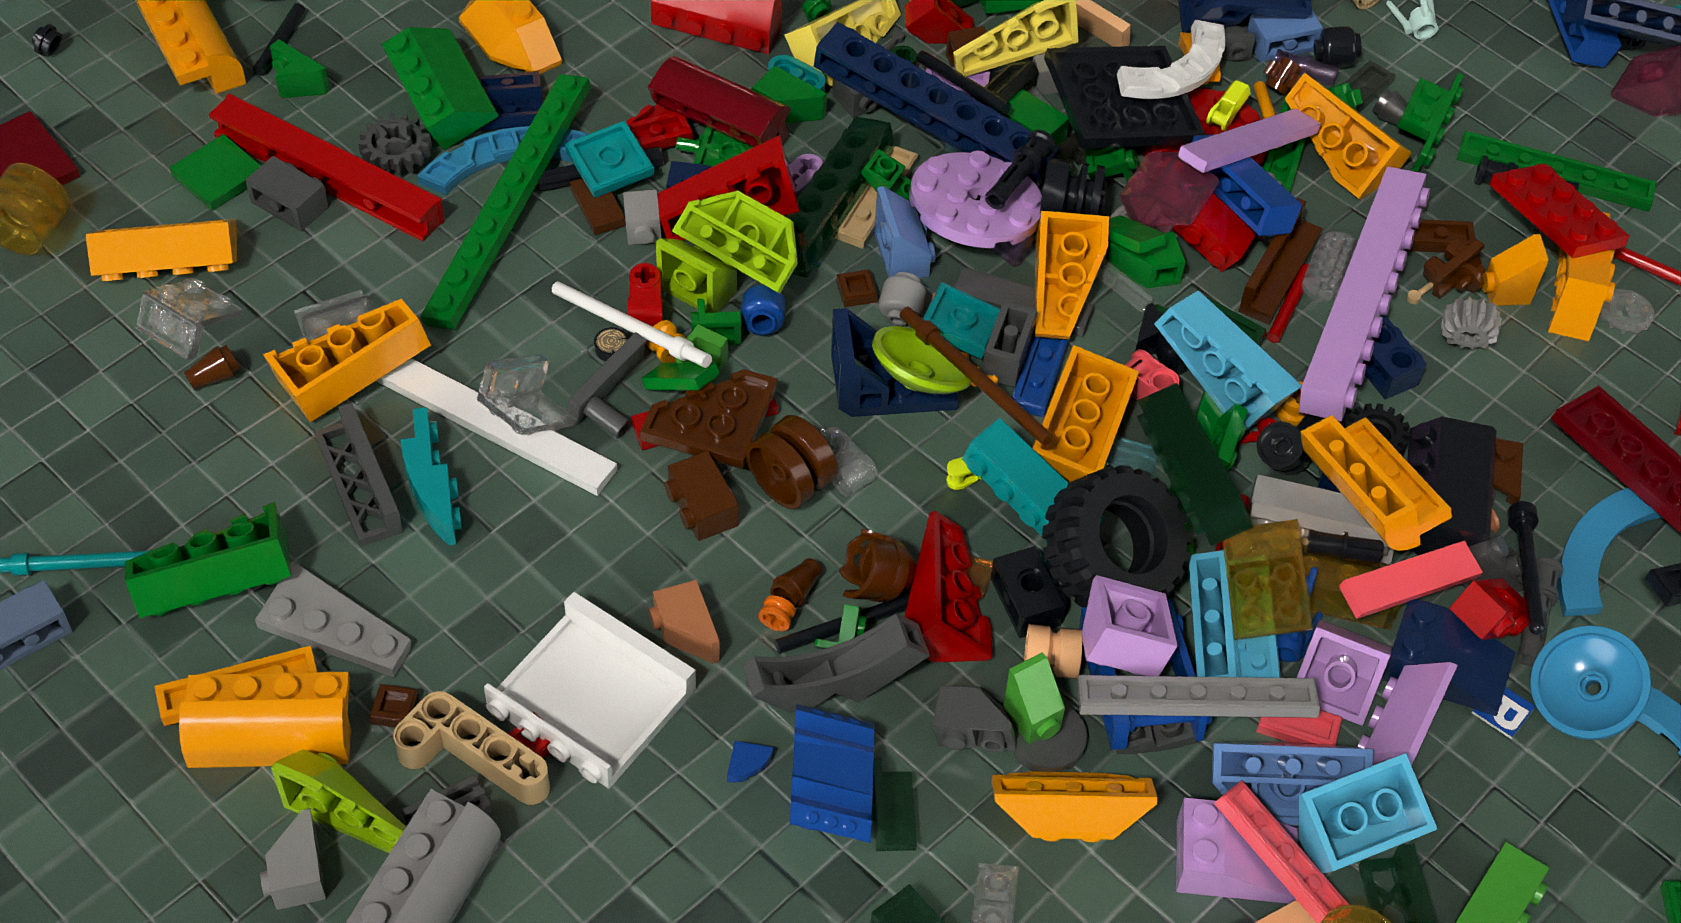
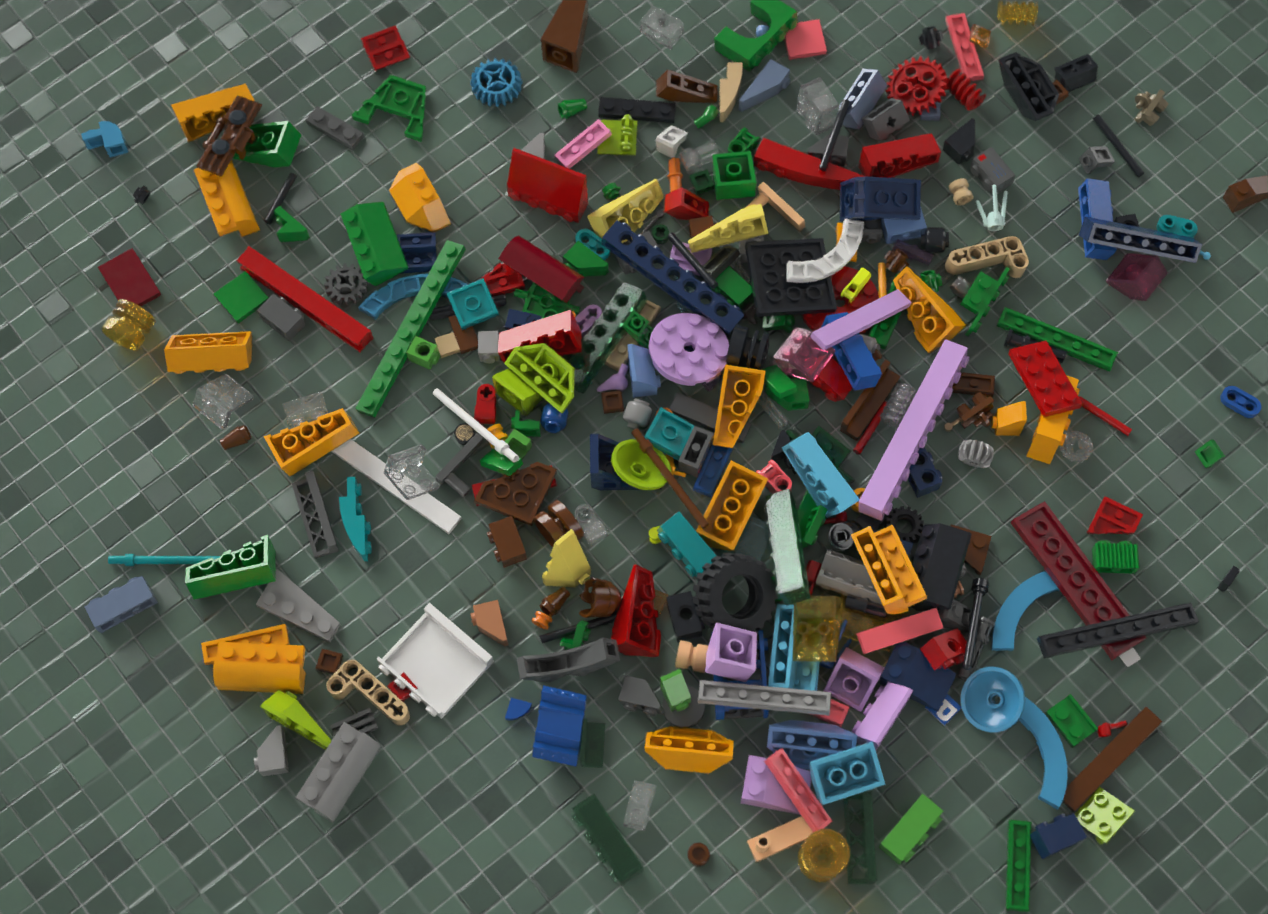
camera: 10 degrees right, 15 degrees up
(531, 231) = (417, 347): none -> bright green brick
(570, 222) = (447, 345): none -> tan tile
(818, 512) = (567, 564): none -> light yellow wedge
(859, 257) = (616, 381): none -> lavender animal
(1026, 161) = (721, 328): black pin -> none
(1430, 60) = (961, 260): none -> tan beam

